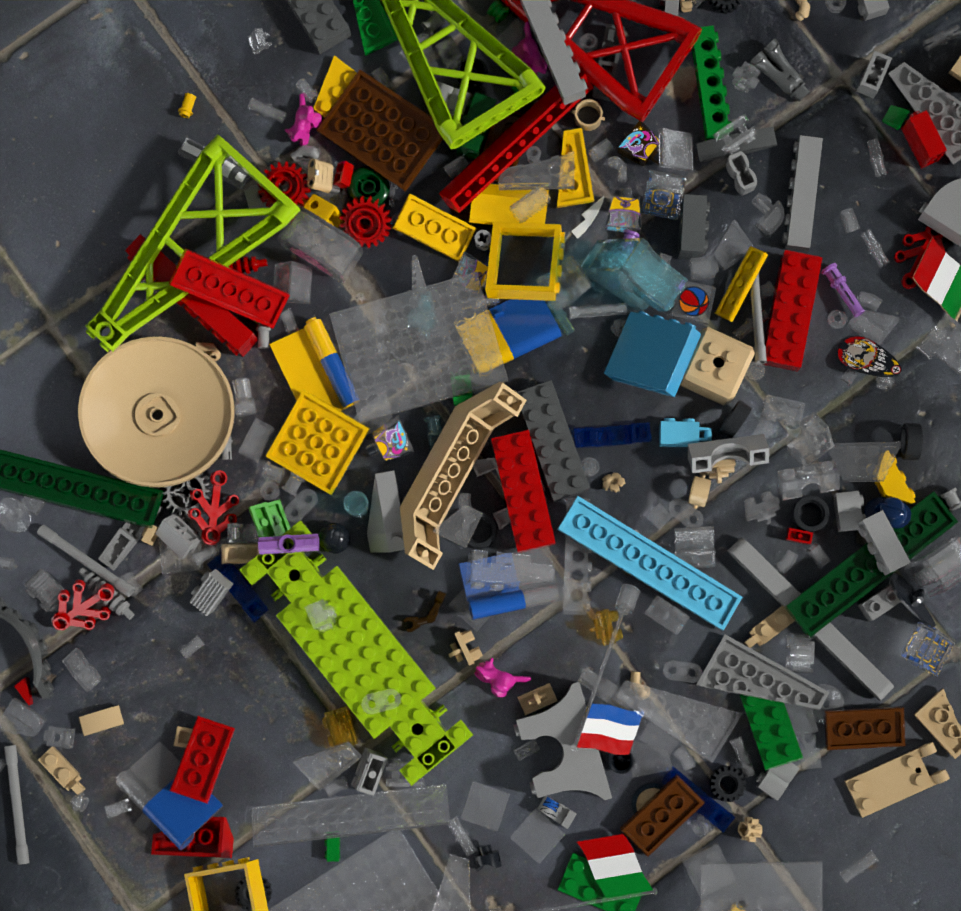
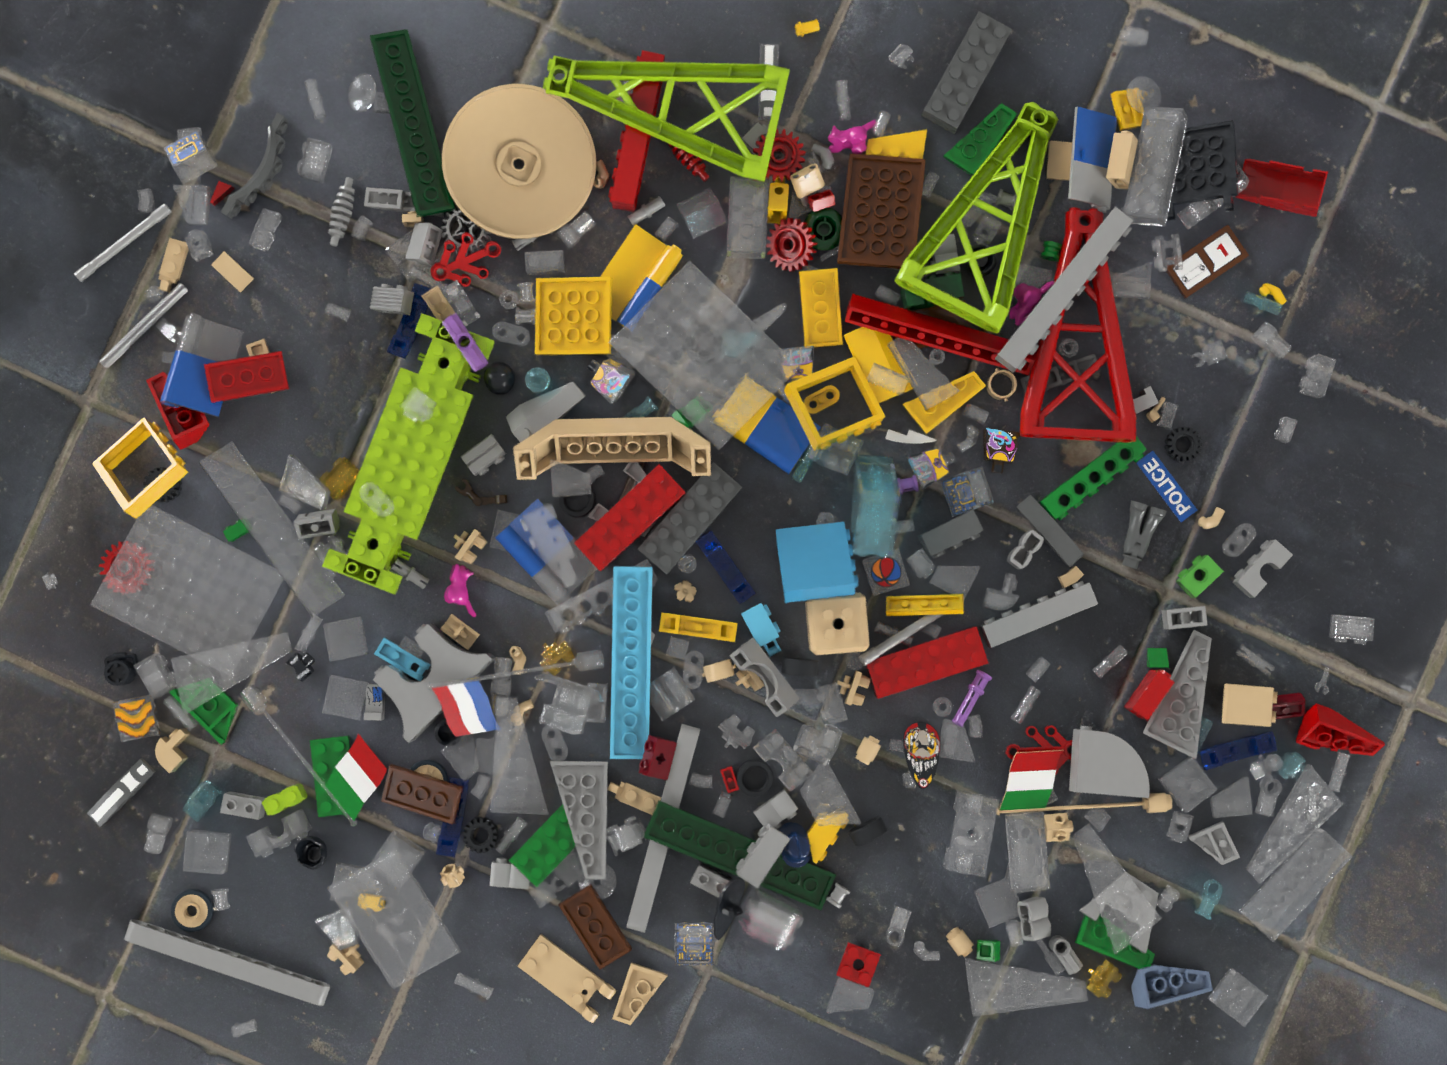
camera: 55 degrees right, 5 degrees up
(81, 608) = (297, 188): red plant -> none
(101, 828) = (136, 332): none -> light grey axle
(118, 583) = (354, 217): light grey piece -> none
(229, 288) = (658, 160): red plate -> none
(269, 519) = (481, 314): bright green slope -> none
(393, 589) = (484, 455): none -> light grey brick
(460, 714) = (409, 573): none -> light grey pin
(479, 244) = (833, 350): light grey bush -> none
(513, 273) = (821, 400): none -> yellow plate
(531, 765) = (401, 659): none -> medium azure plate
(589, 660) = (518, 657): none -> tan arm
(597, 310) = (829, 492): clear pin -> none
(651, 488) = (698, 627): none -> yellow slope
(655, 638) = (569, 705): none -> clear piece
(675, 149) = (1013, 479): clear plate -> none
(746, 77) = (1121, 501): clear brick -> none
(746, 135) = (1059, 535): clear brick -> none
(746, 587) = (664, 751): none -> dark red brick
(753, 28) = (1166, 486): none -> blue sticker
(785, 390) = (852, 696): none -> tan hips
(786, 149) = (1070, 577): none -> tan piece
(839, 402) = (868, 750): none -> tan brick
(847, 33) = (1209, 570): none -> bright green brick

